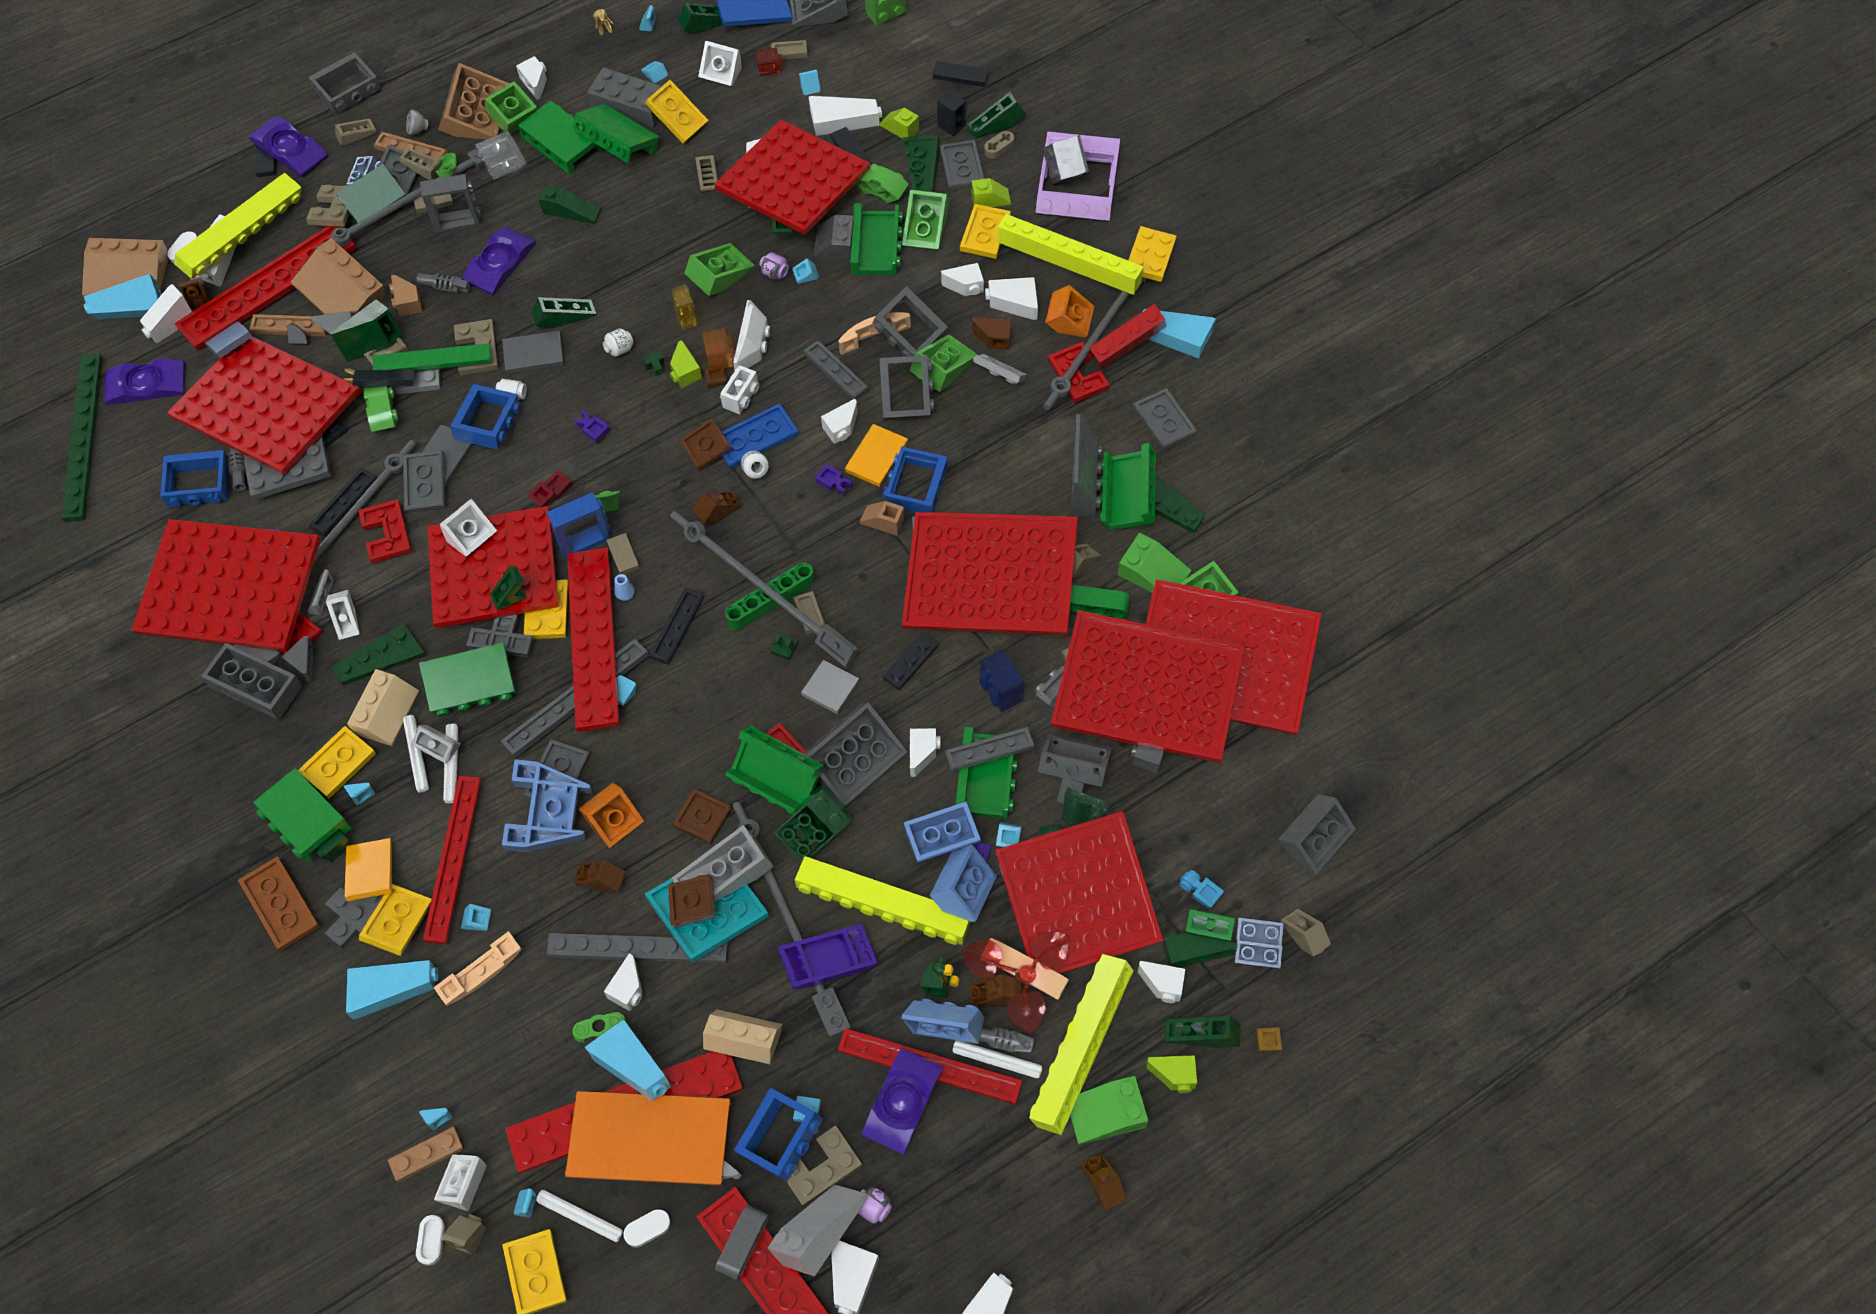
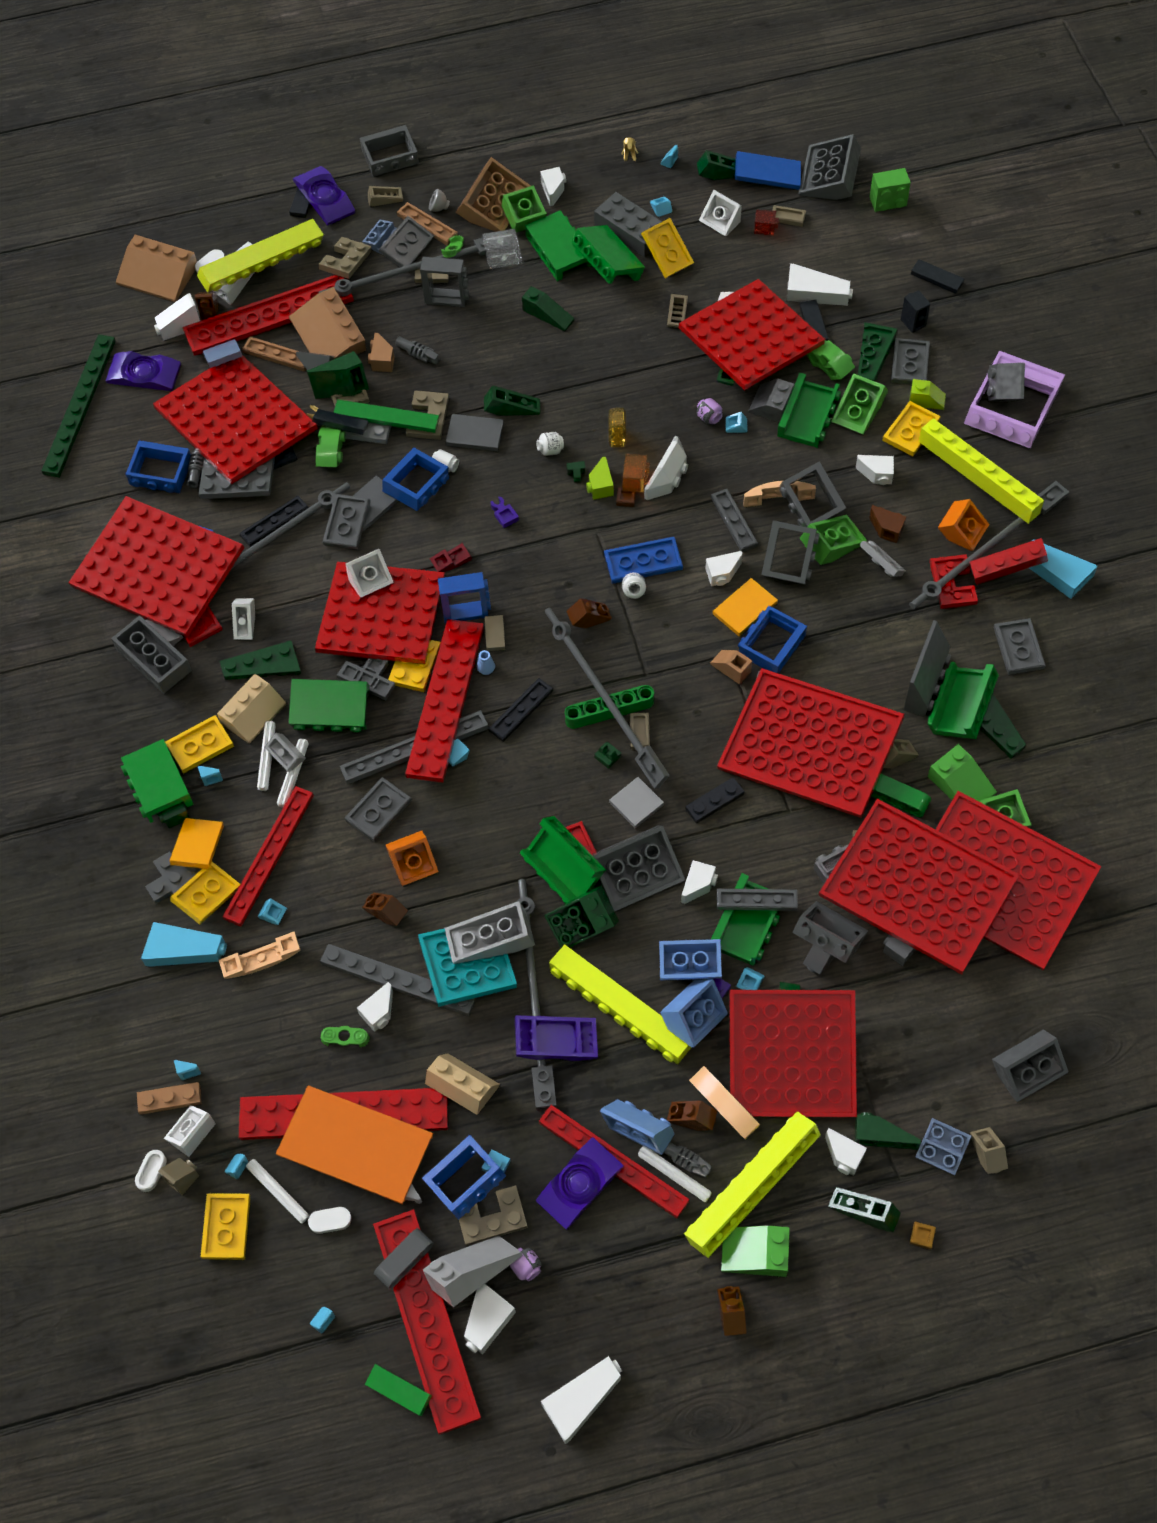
camera: 20 degrees right, 0 degrees up
(124, 300) = (148, 296): medium azure slope -> none
(278, 903) = (115, 850): dark orange plate -> none
(296, 334) = (280, 364): tile -> none
(300, 658) = (197, 646): dark grey slope -> none
(320, 594) = (231, 594): light grey slope -> none
(370, 193) = (380, 255): sand green tile -> none
(391, 518) = (309, 545): red plate -> none
(427, 171) = (434, 247): dark tan slope -> none
(498, 260) = (471, 342): dark purple slope -> none
(508, 589) = (386, 636): dark green slope -> none
(551, 808) = (362, 837): medium blue wedge -> none
(609, 500) = (496, 582): bright green piece -> none
(628, 1060) = (357, 1070): medium azure slope -> none
(691, 901) = (454, 953): reddish brown tile -> none
(702, 816) = (489, 882): reddish brown tile -> none
(705, 444) = (597, 555): reddish brown tile -> none
(717, 268) = (659, 400): bright green slope -> none
(739, 389) = (642, 515): white brick -> none
(809, 82) = (796, 250): medium azure slope -> none
(831, 477) = (698, 616): dark purple plate -> none
(901, 123) = (867, 309): lime slope -> none
(937, 978) = (645, 1086): dark green piece -> none
(998, 144) = (951, 351): dark tan beam -> none
(999, 116) = (959, 325): dark green slope -> none
(1001, 681) = (788, 841): clear blue brick -> none
(1013, 296) = (917, 495): white slope -> none
(1027, 1008) = (711, 1137): clear red plant -> none
(1082, 807) = (820, 976): clear green plate -> none
(1153, 252) = (1059, 489): yellow plate -> none
(1175, 1072) = (827, 1235): lime slope -> none
(1206, 892) = (909, 1086): dark azure plate -> none
(1210, 925) = (902, 1117): green brick -> none

